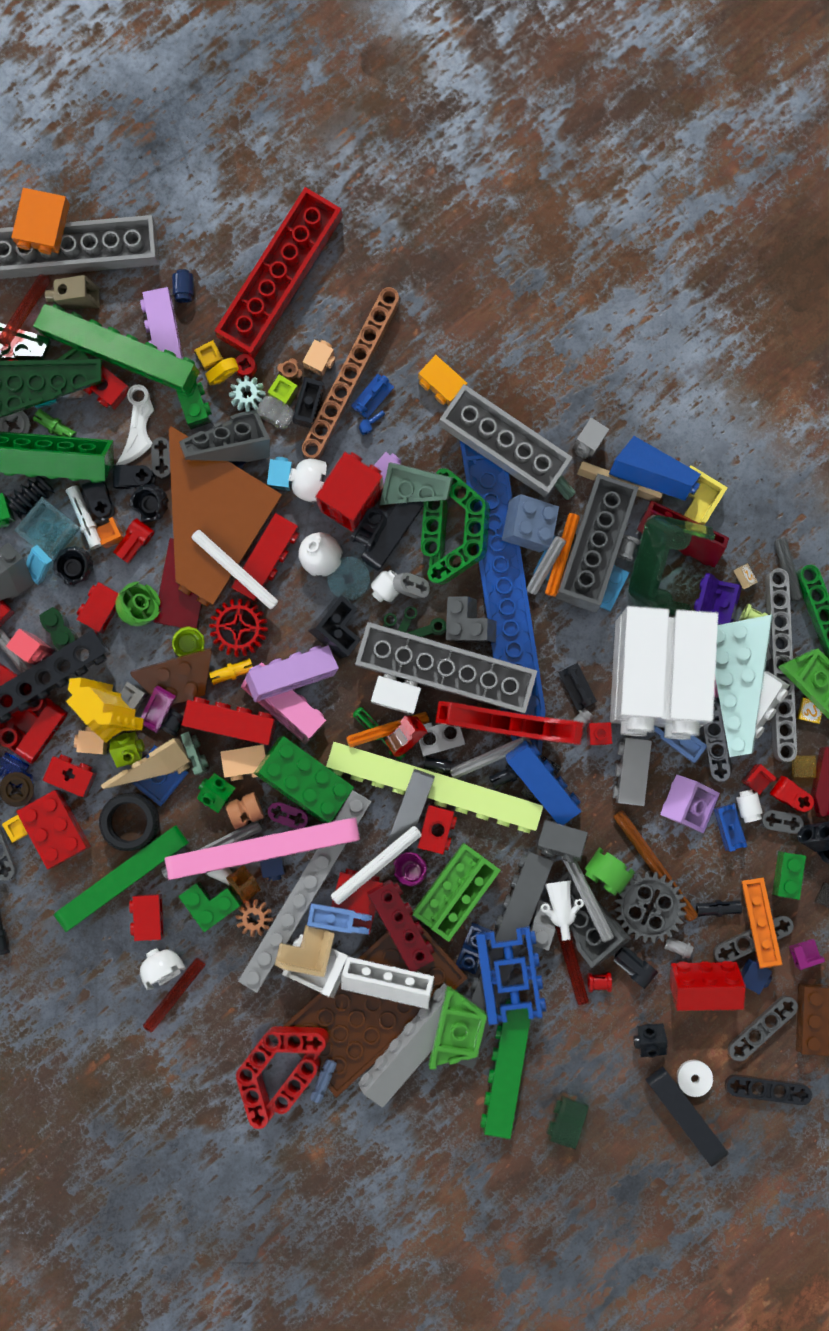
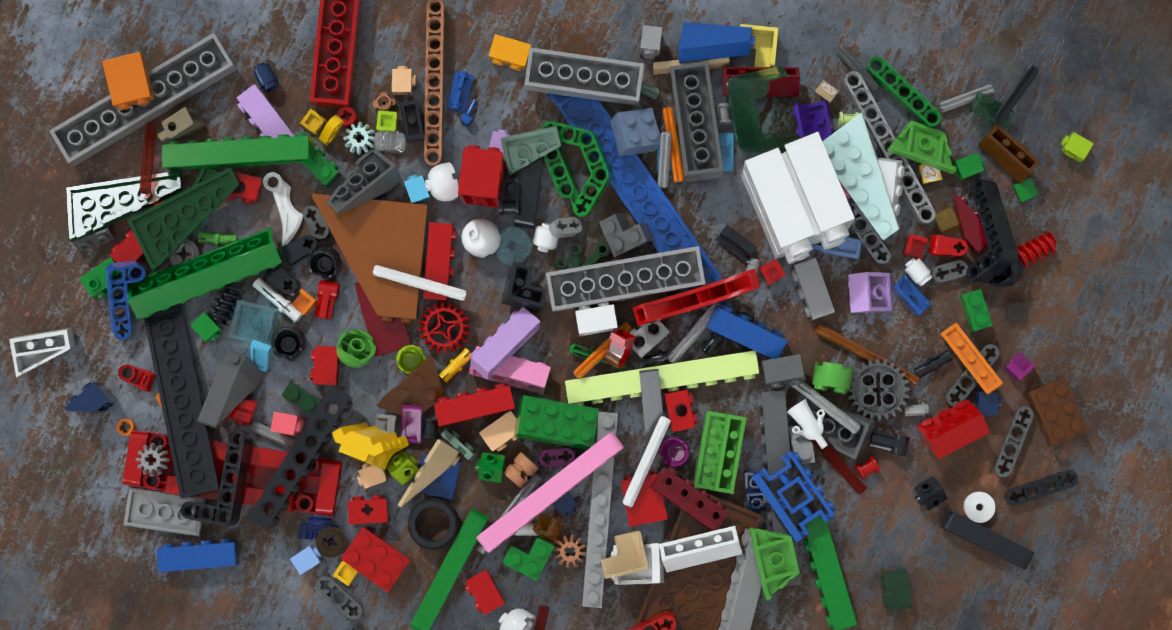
camera: 15 degrees left, 0 degrees up
(336, 919) = (635, 519): medium blue hinge -> none

